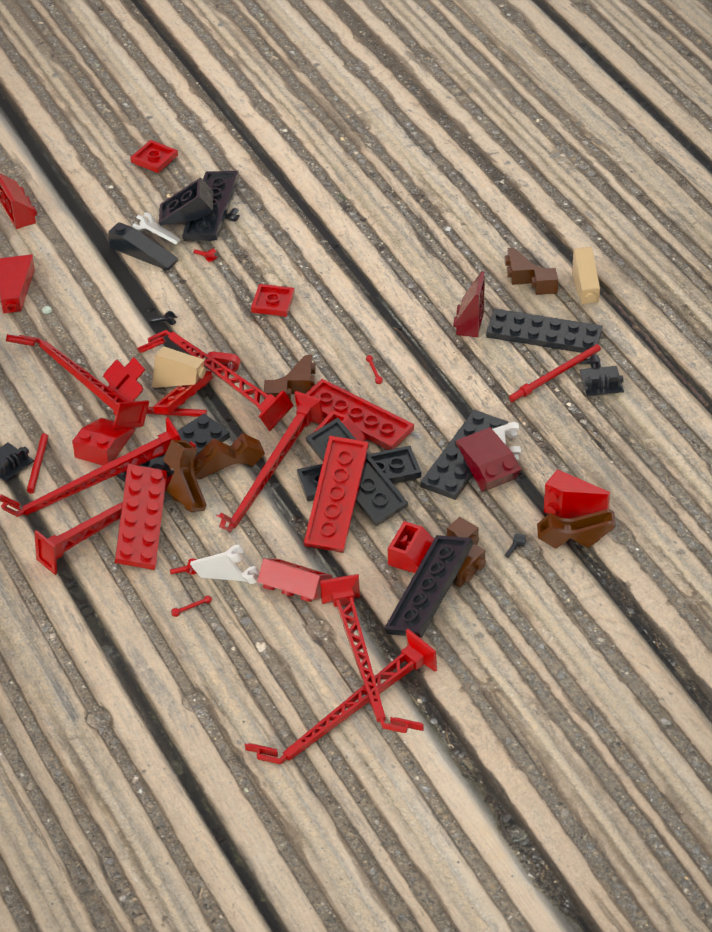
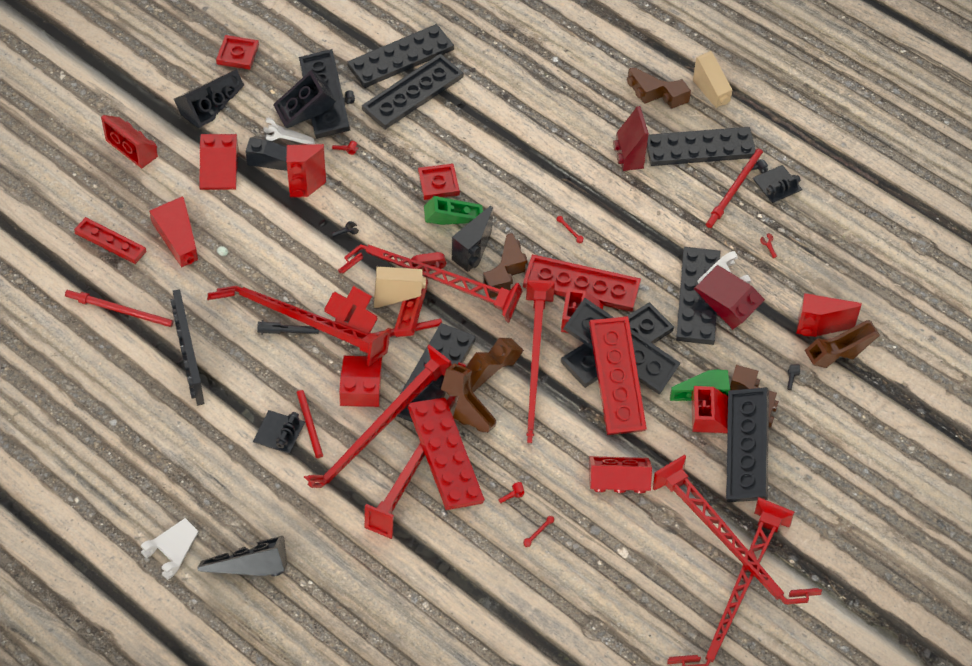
camera: 25 degrees left, 10 degrees up
(55, 380) = (277, 328): none -> black pin
(83, 236) = (218, 161): none -> red slope
(101, 187) = (207, 100): none -> black wedge
(150, 256) = (305, 169): none -> red slope
(224, 567) = (554, 482): white flag -> none
(268, 326) = (450, 211): none -> green slope
(273, 351) = (471, 240): none -> black slope
(294, 222) = (412, 91): none -> black plate
(302, 192) = (400, 55): none -> black plate
(432, 524) = (711, 378): none -> green slope
(561, 425) = (769, 244): none -> red hand

